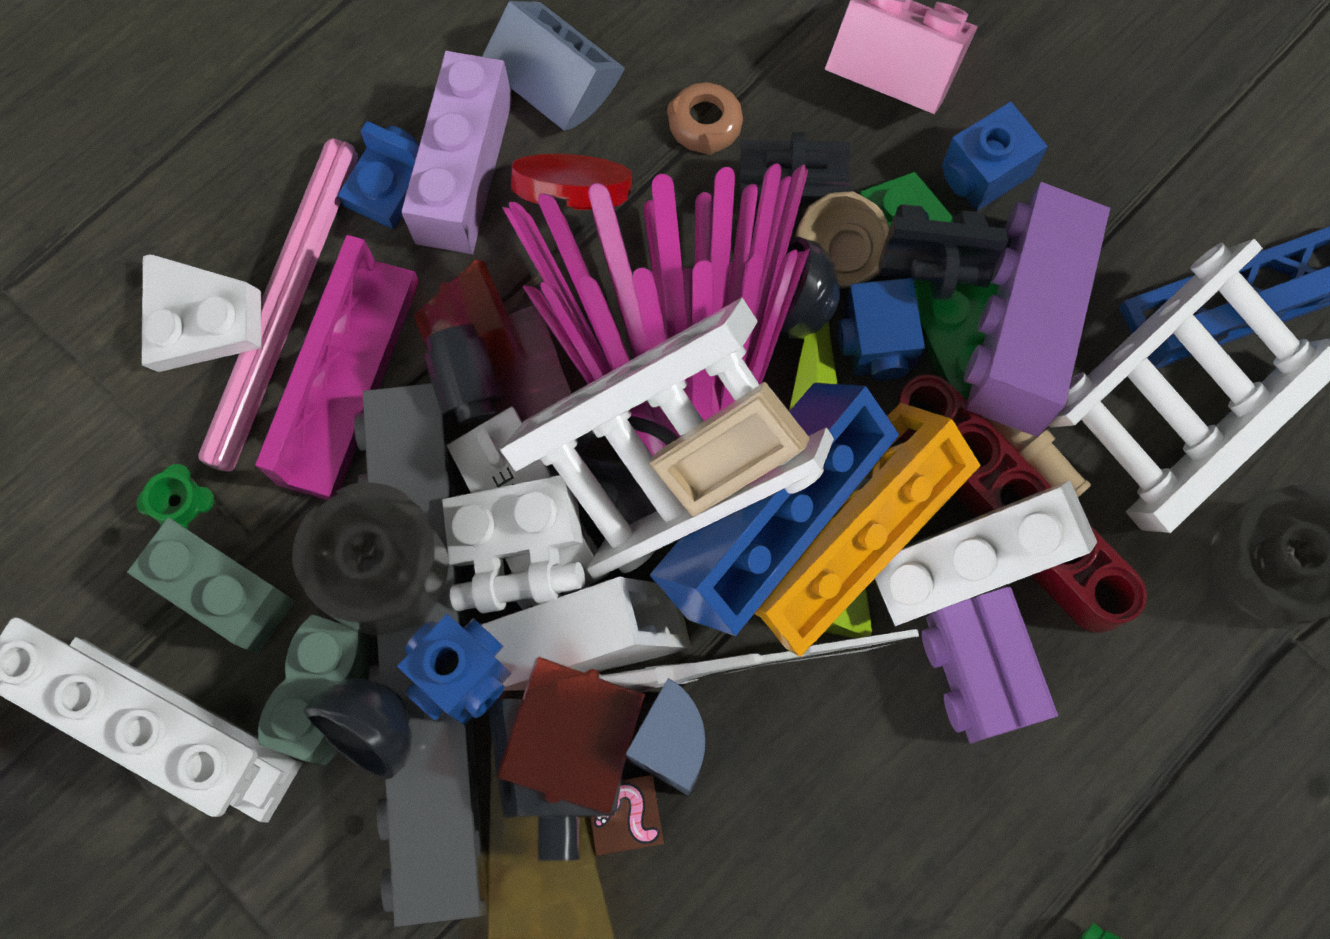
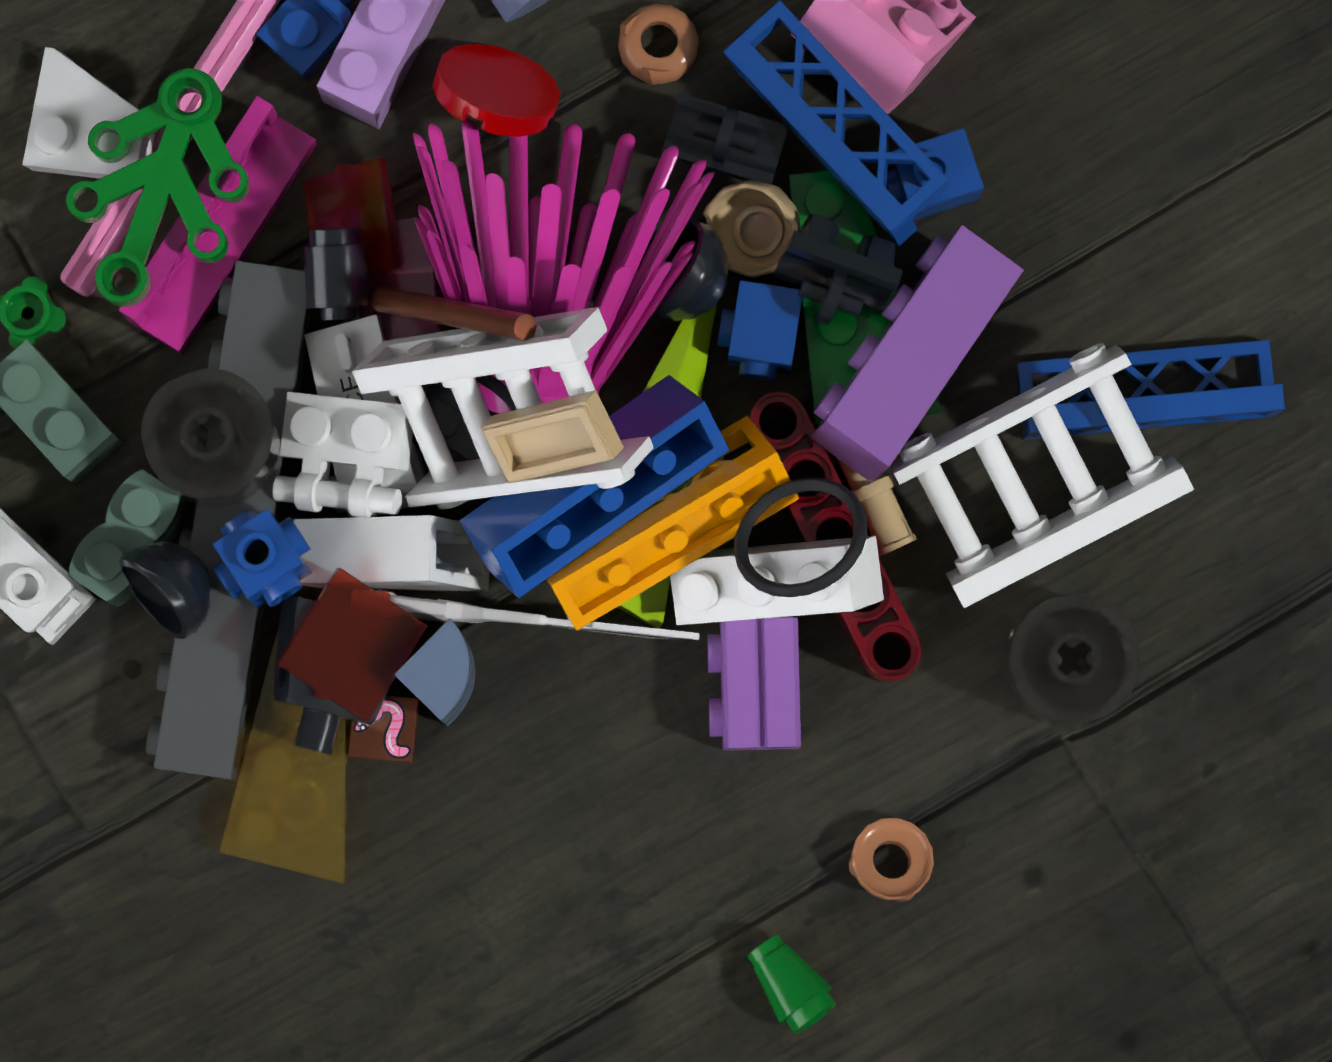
camera: 10 degrees right, 10 degrees up
(266, 329) = (160, 176): none -> green plant
(595, 360) = (454, 313): none -> copper bar
(889, 147) = (822, 142): none -> blue fence
(1028, 544) = (828, 578): none -> black tyre
(1203, 798) = (910, 840): none -> nougat piece

